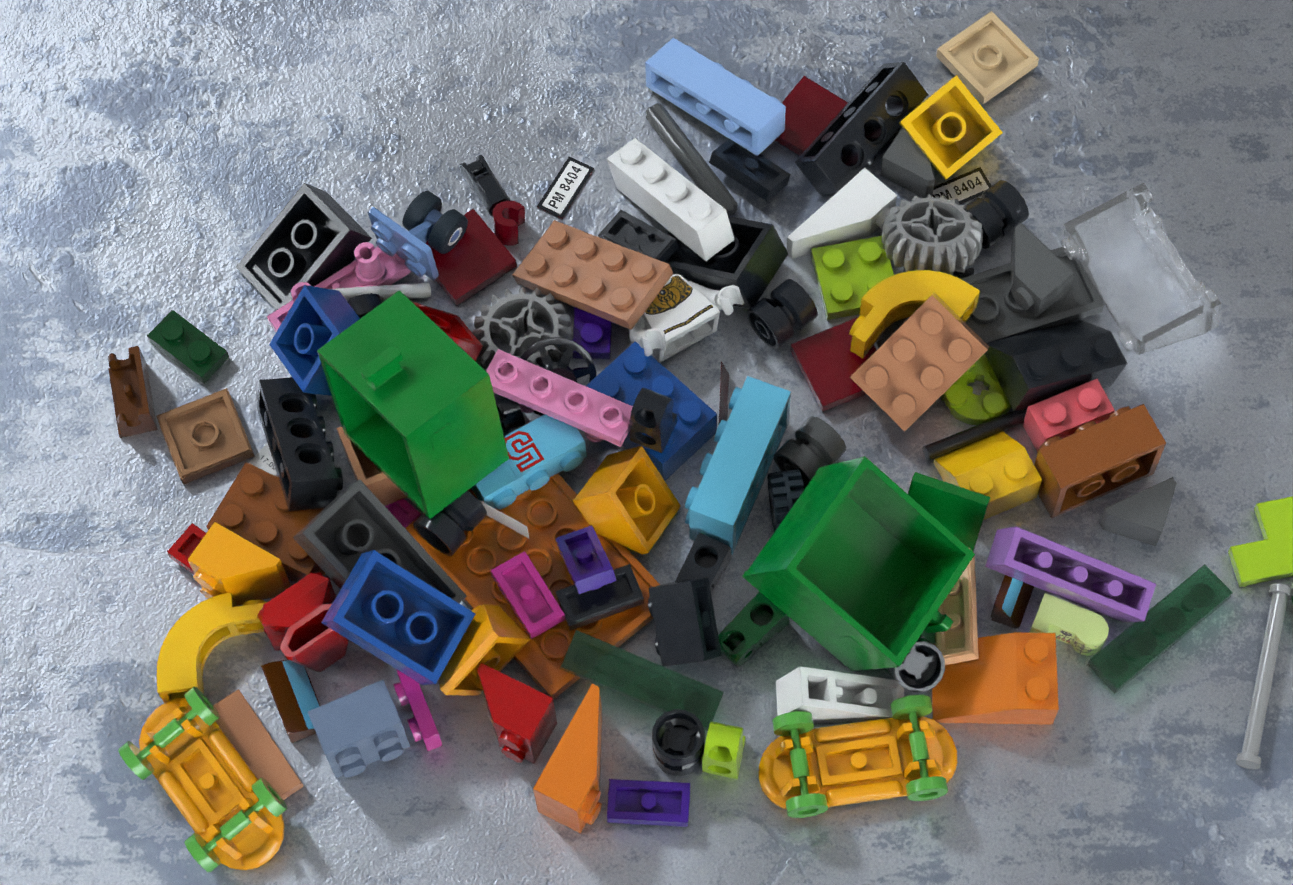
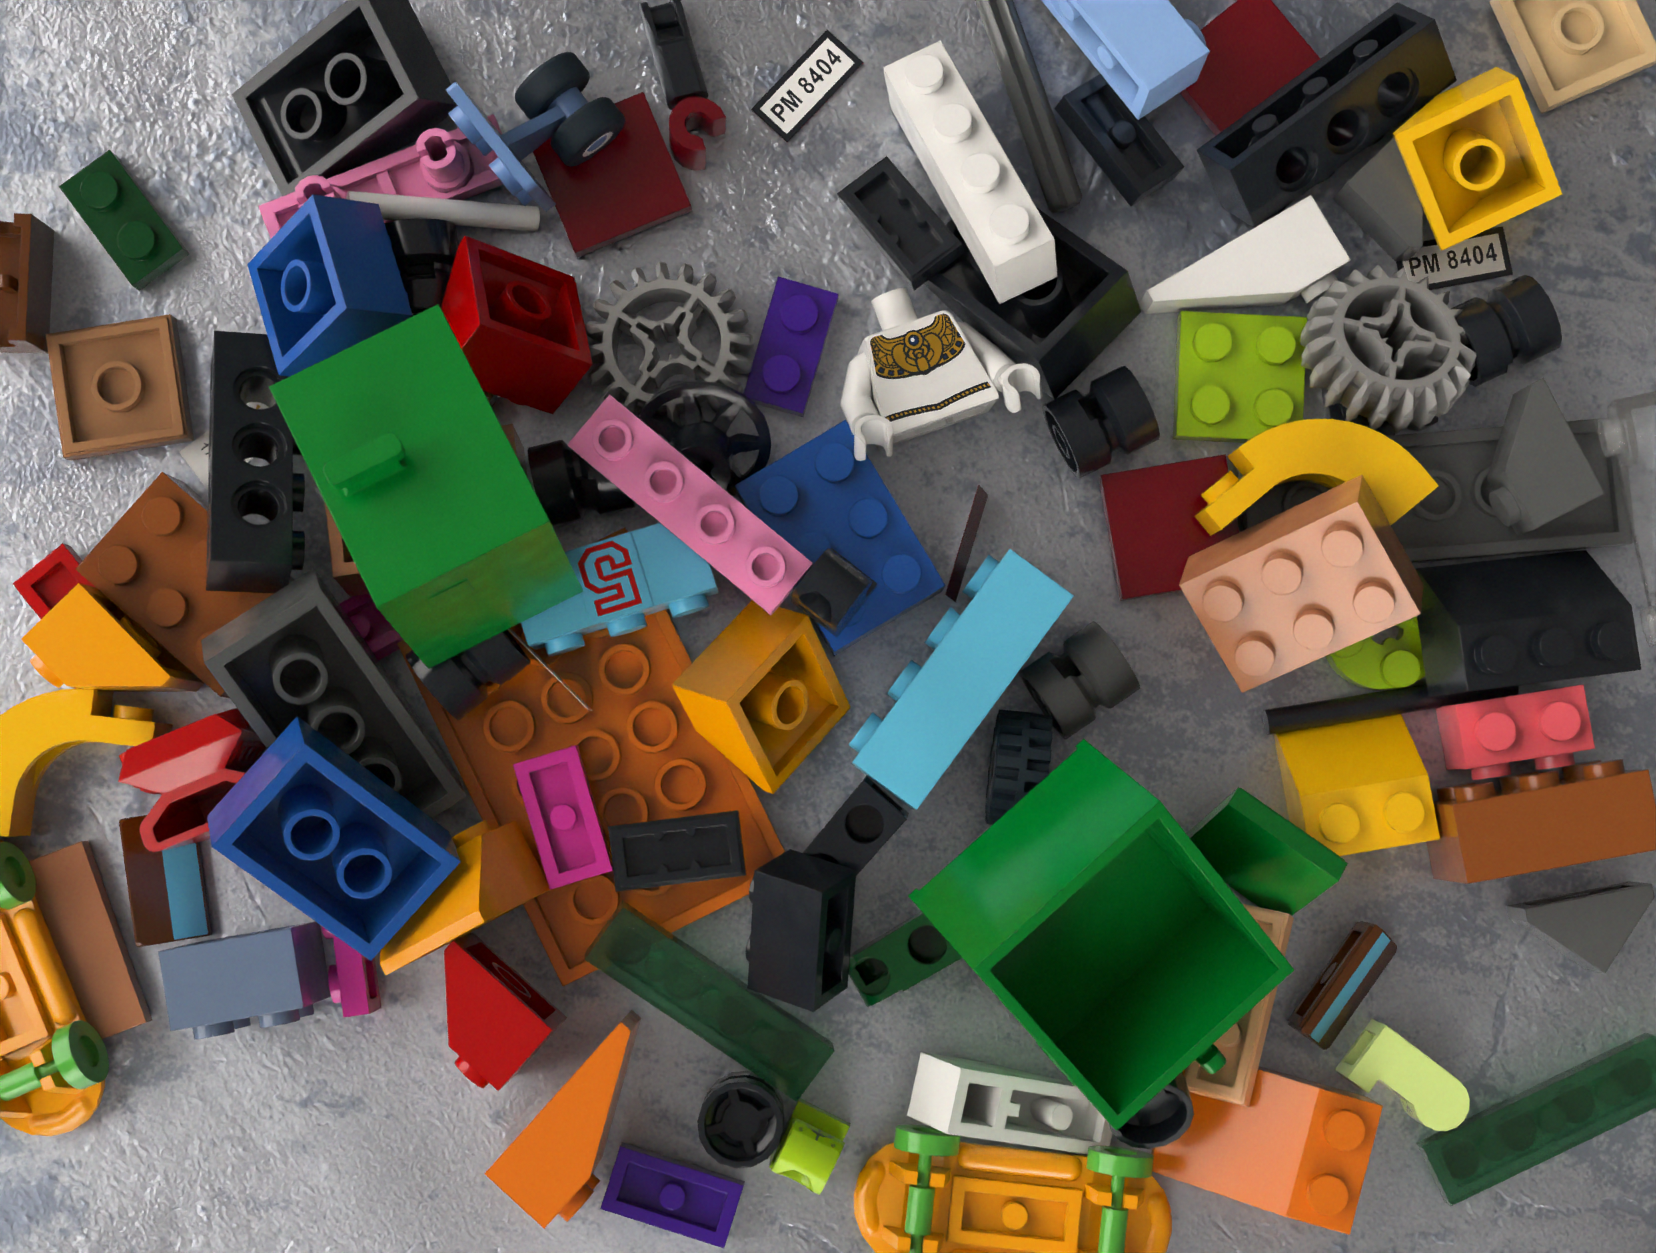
camera: 10 degrees right, 20 degrees up
(585, 559) = (667, 790): dark purple plate -> none
(593, 274) = (809, 273): nougat plate -> none
(1070, 574) = (1435, 1019): medium lavender brick -> none

